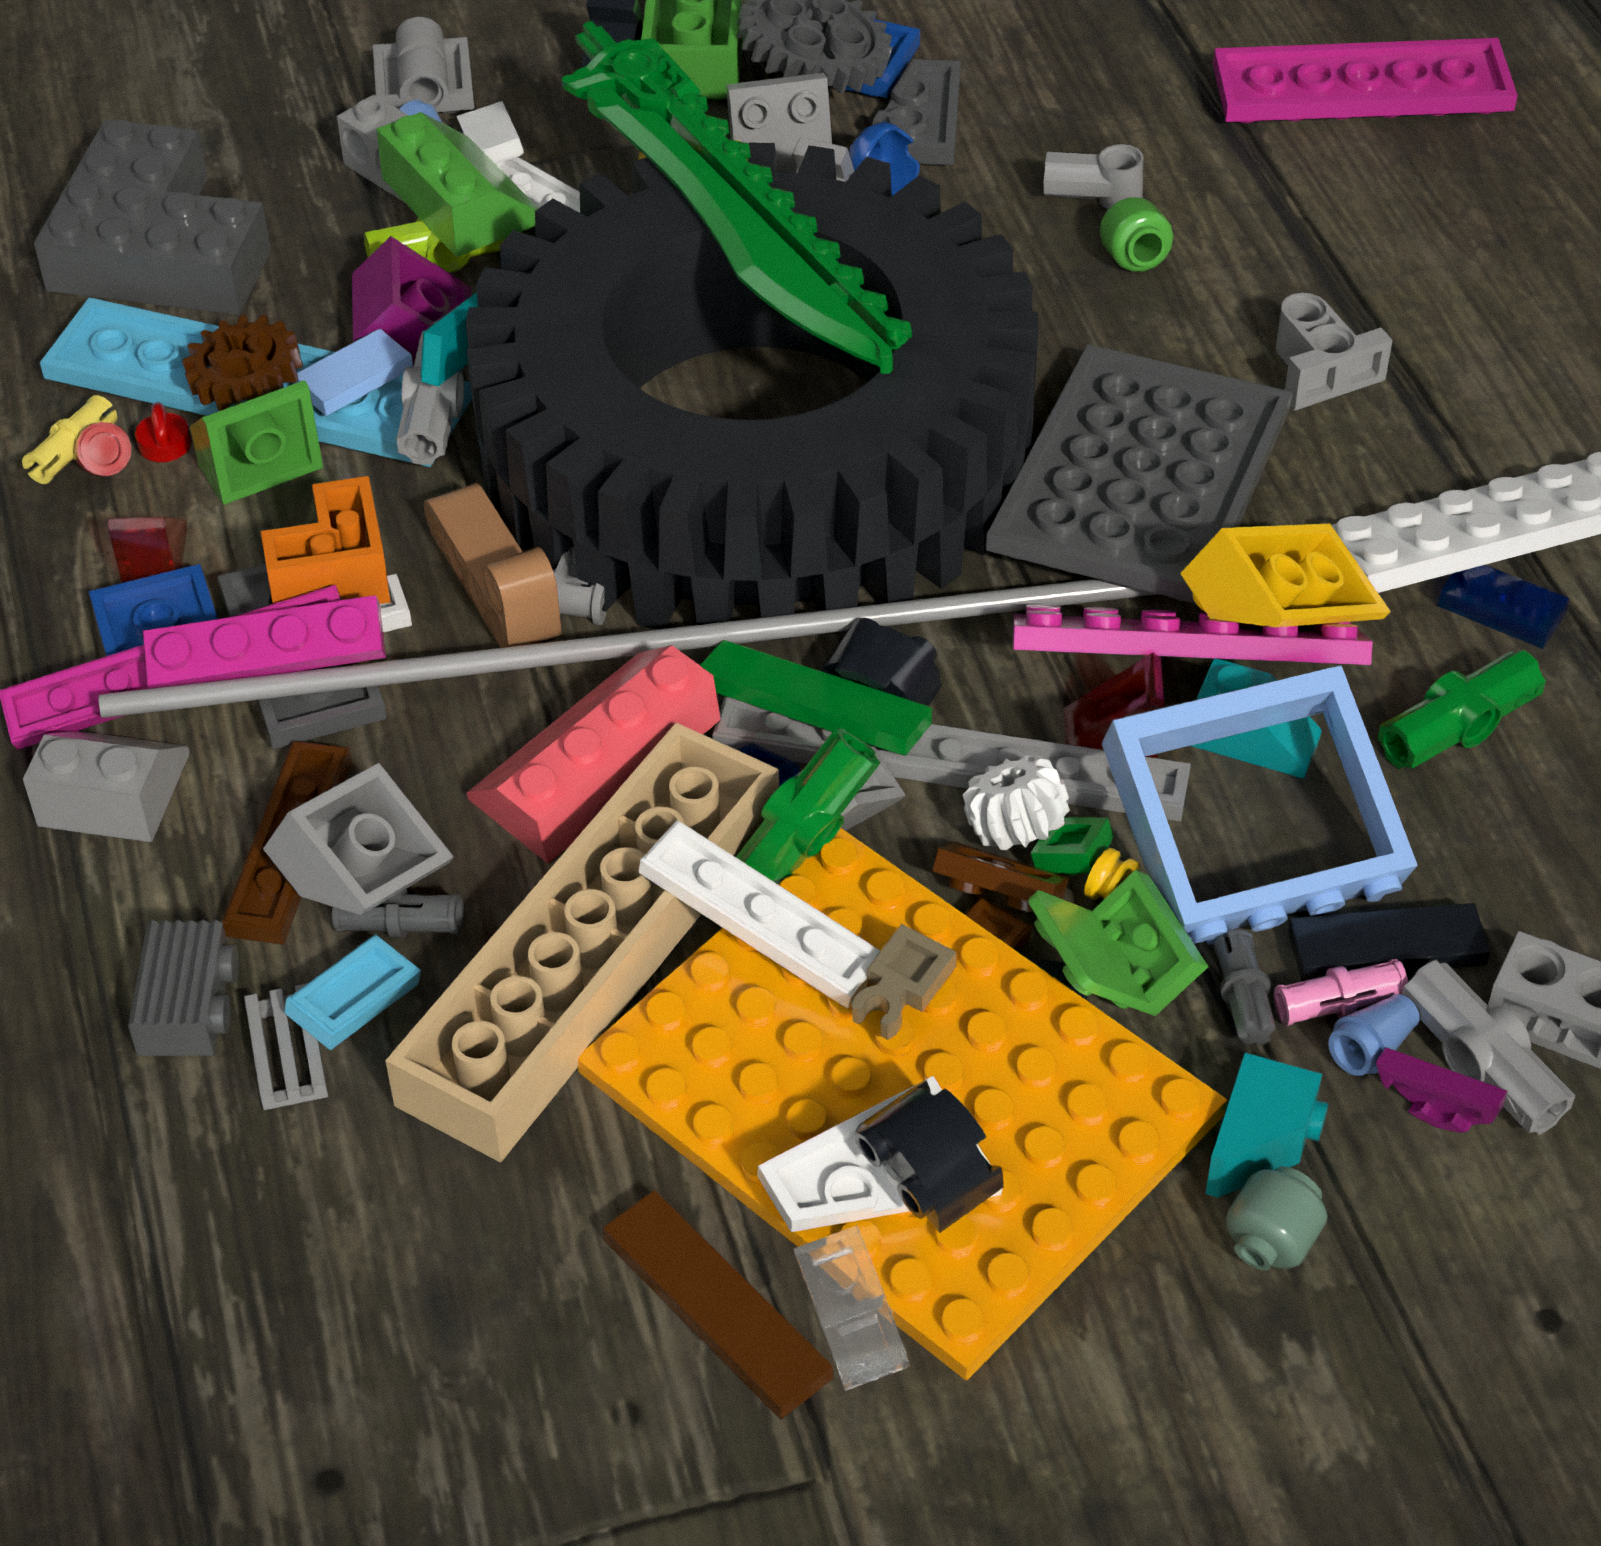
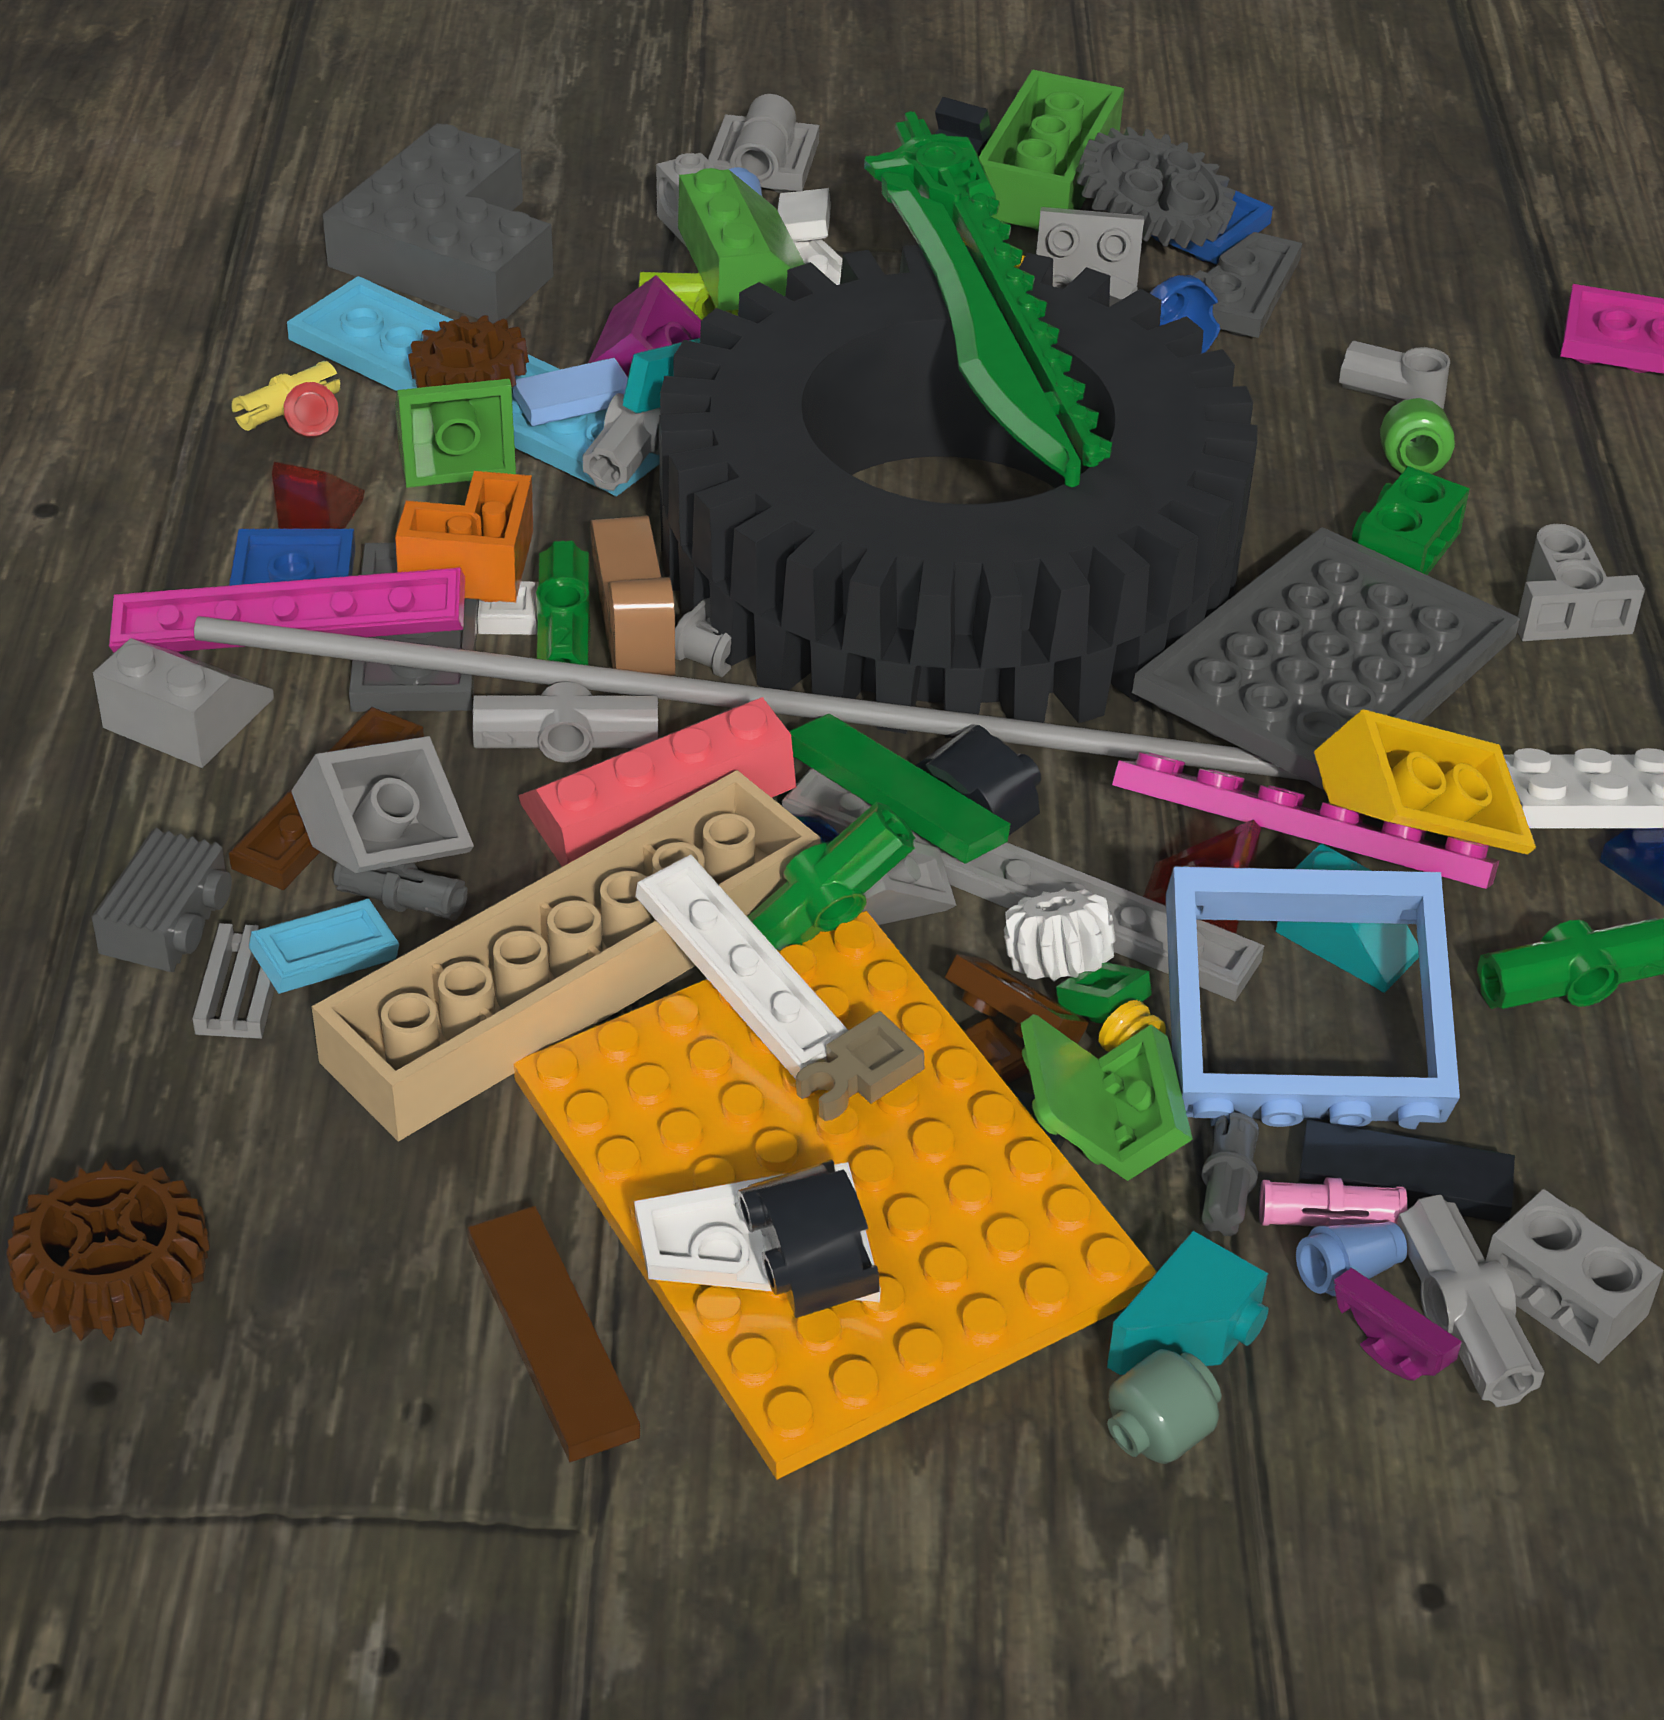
camera: 15 degrees right, 5 degrees down
(163, 435) = (373, 412): red tile -> none
(265, 643) = (375, 605): dark pink plate -> none
(297, 1373) = (112, 1269): none -> reddish brown gear
(433, 594) = (563, 604): none -> green piece
(483, 709) = (564, 721): none -> light grey piece
(851, 1308) = (681, 1371): clear slope -> none
(1163, 317) = (1414, 519): none -> green brick

